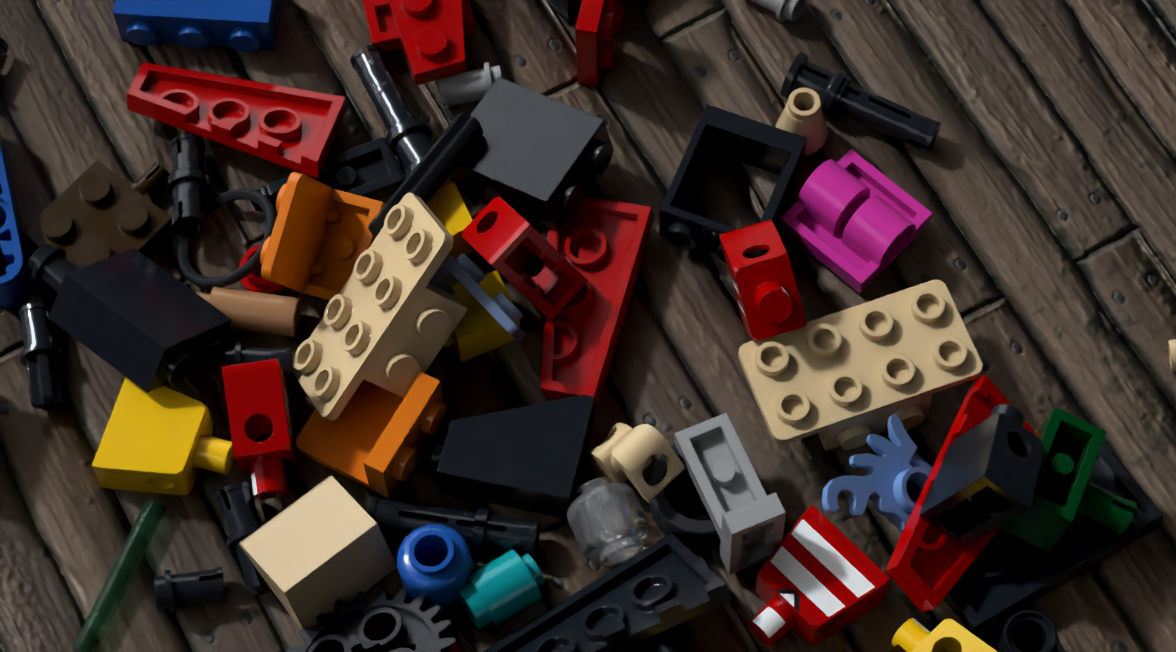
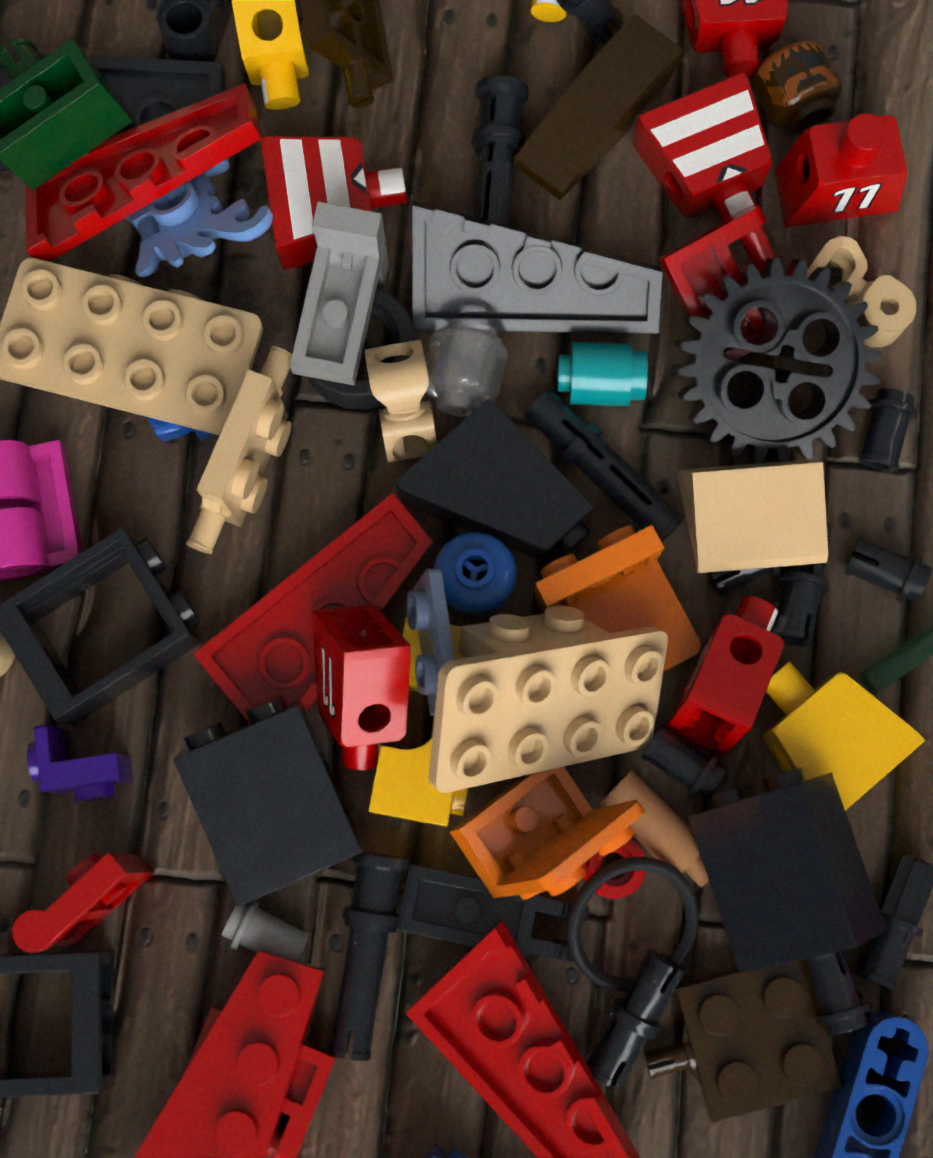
camera: 145 degrees left, 15 degrees up
(435, 165) = (392, 827): black axle -> none
(435, 564) = (663, 409): blue head -> none
(491, 378) = (475, 598): none -> blue head
(669, 95) = (88, 777): none -> dark purple bracket
(714, 341) = (248, 439): none -> tan plate
(763, 284) = (158, 445): red torso -> none
(985, 477) = (106, 130): black torso -> none

